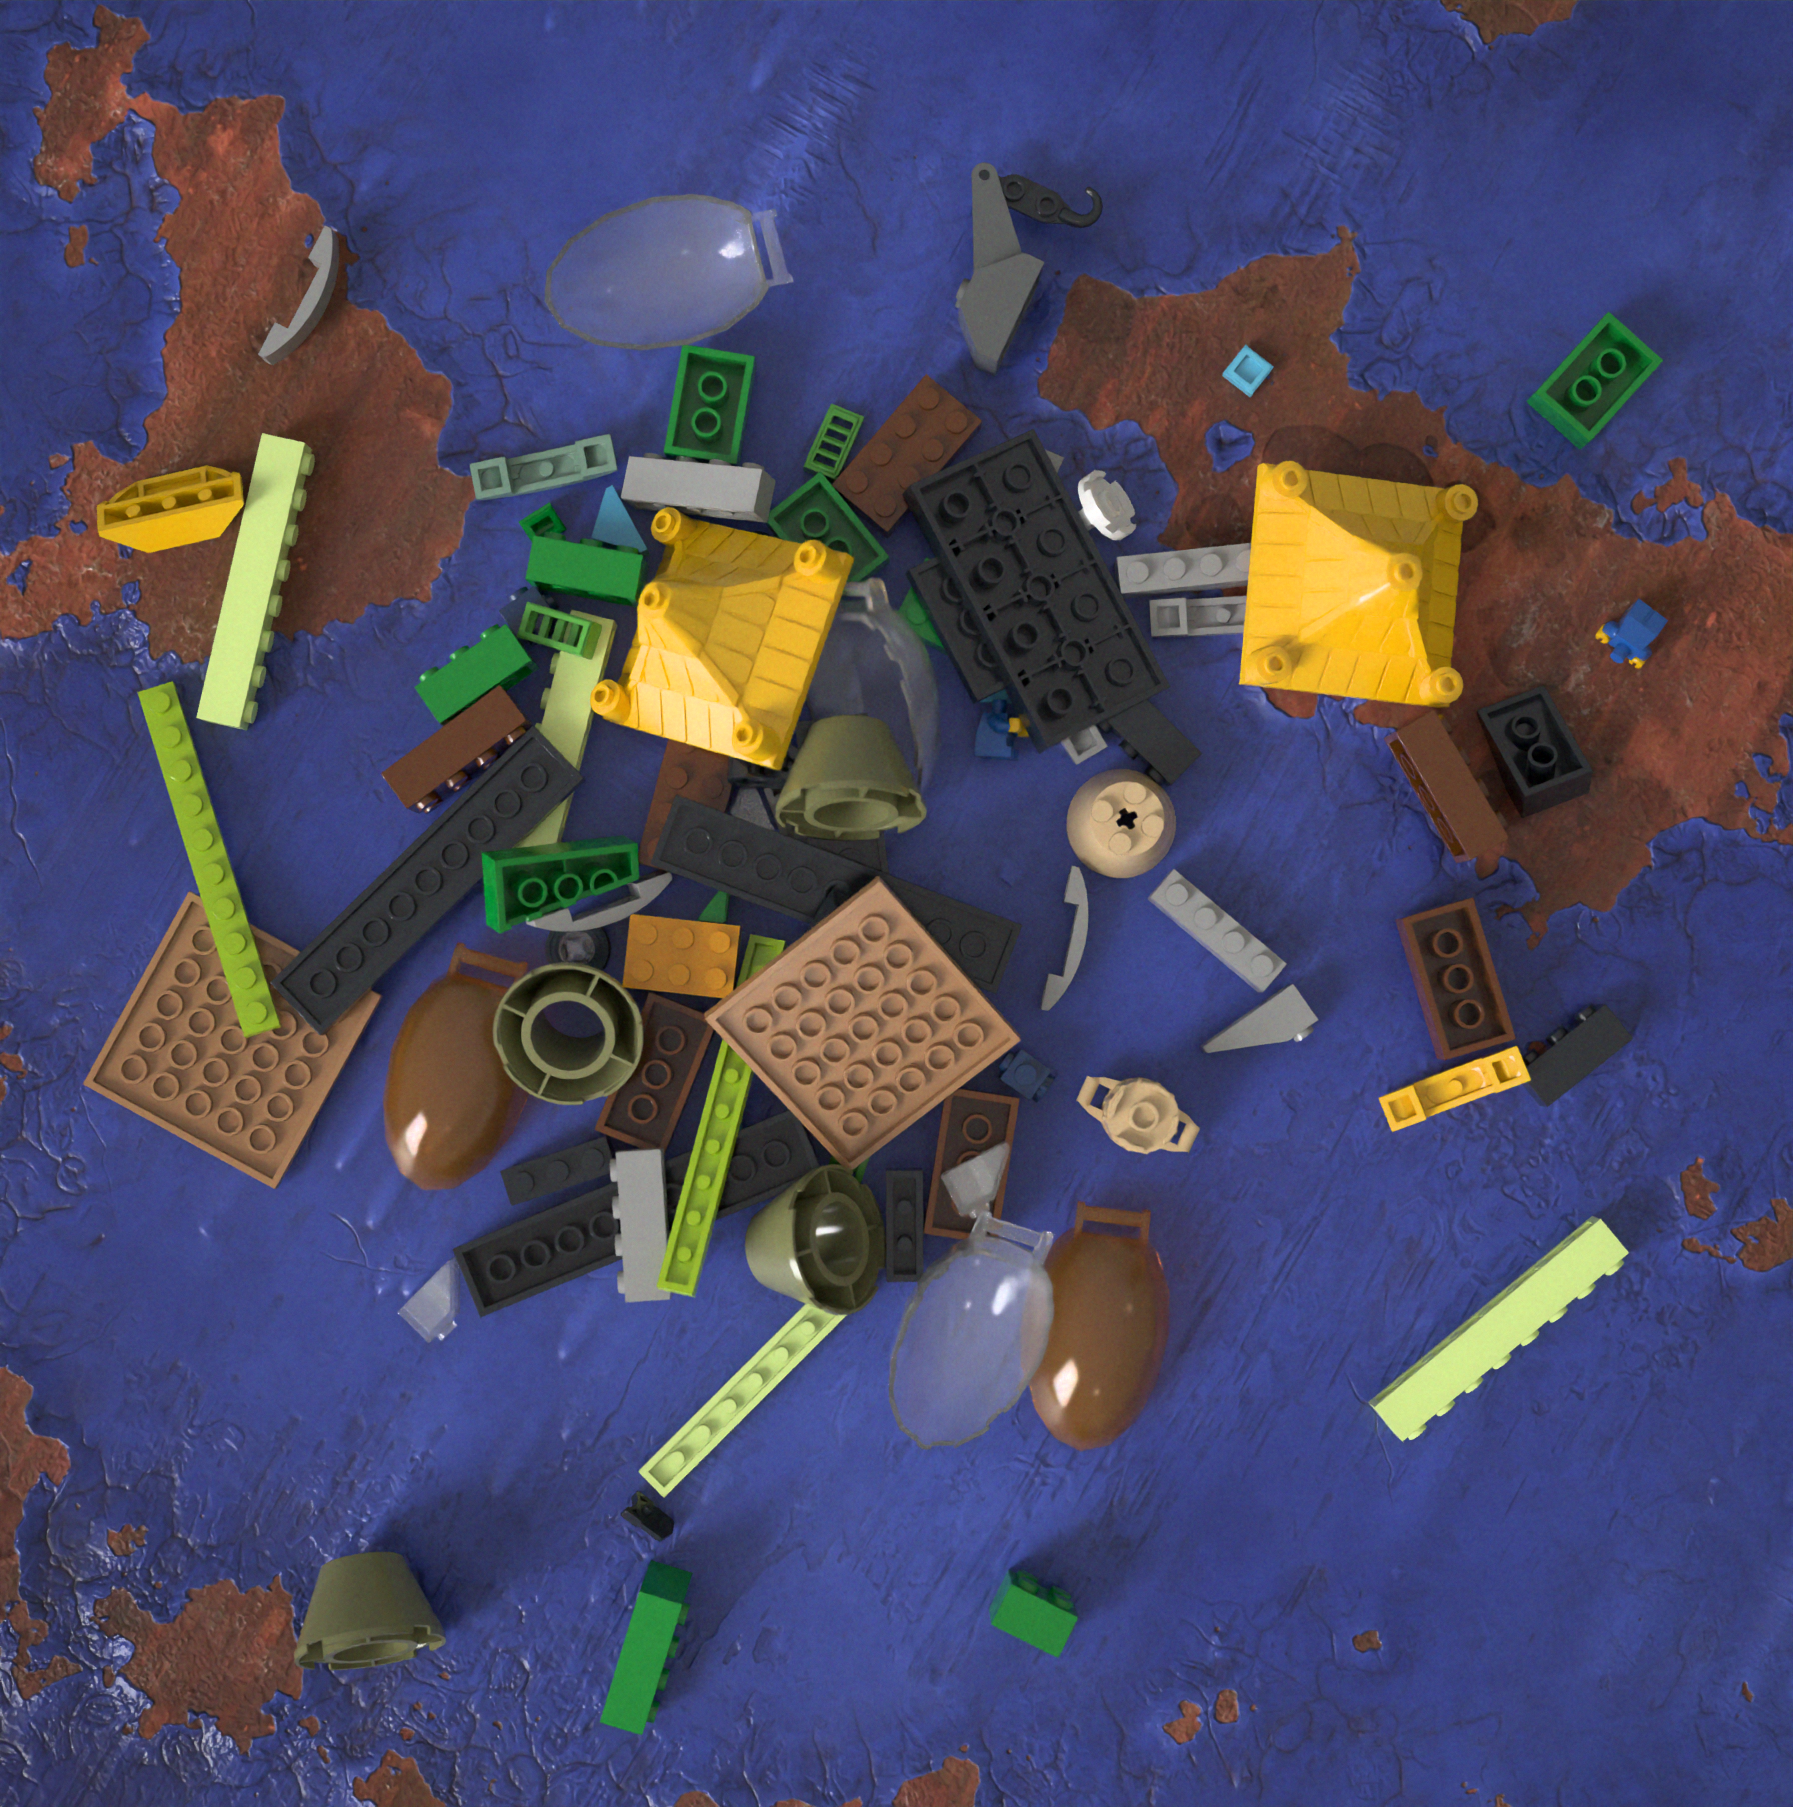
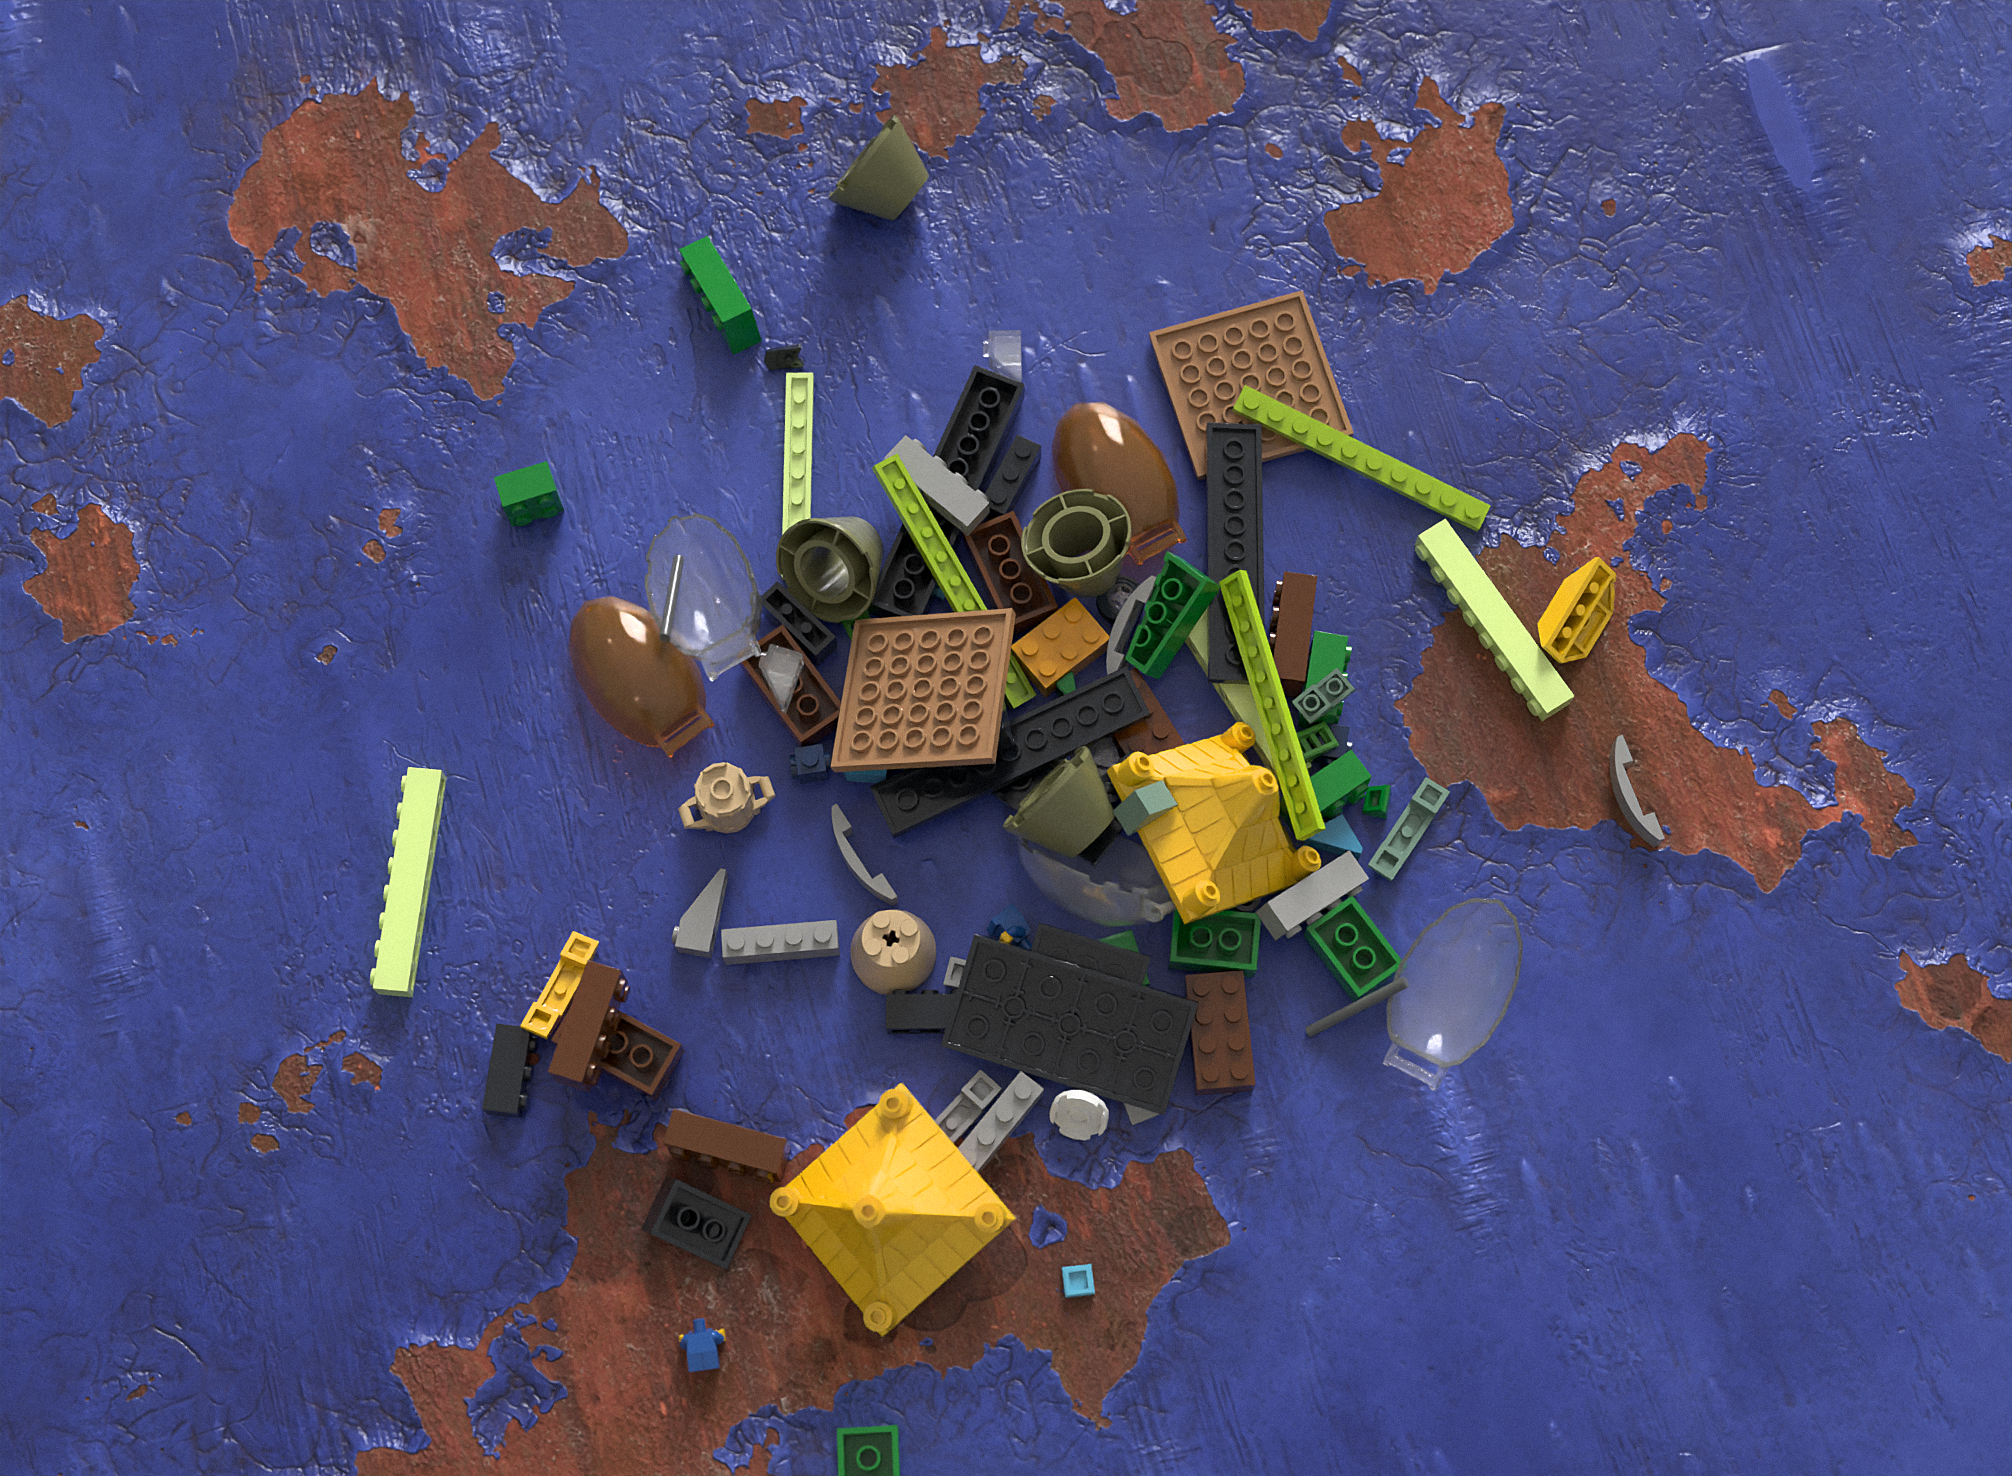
camera: 135 degrees right, 15 degrees down
(499, 650) = (1323, 696): none -> sand green slope
(555, 691) = (1272, 706): none -> lime plate
(763, 351) = (1357, 1006): none -> dark grey bar
(783, 694) = (1144, 806): none -> sand green slope
(814, 467) = (1266, 976): bright green slope -> none
(1003, 276) = (1267, 1182): dark grey slope -> none
(1005, 1361) = (671, 598): none -> dark grey bar
(1479, 1008) = (589, 1026): none -> reddish brown brick

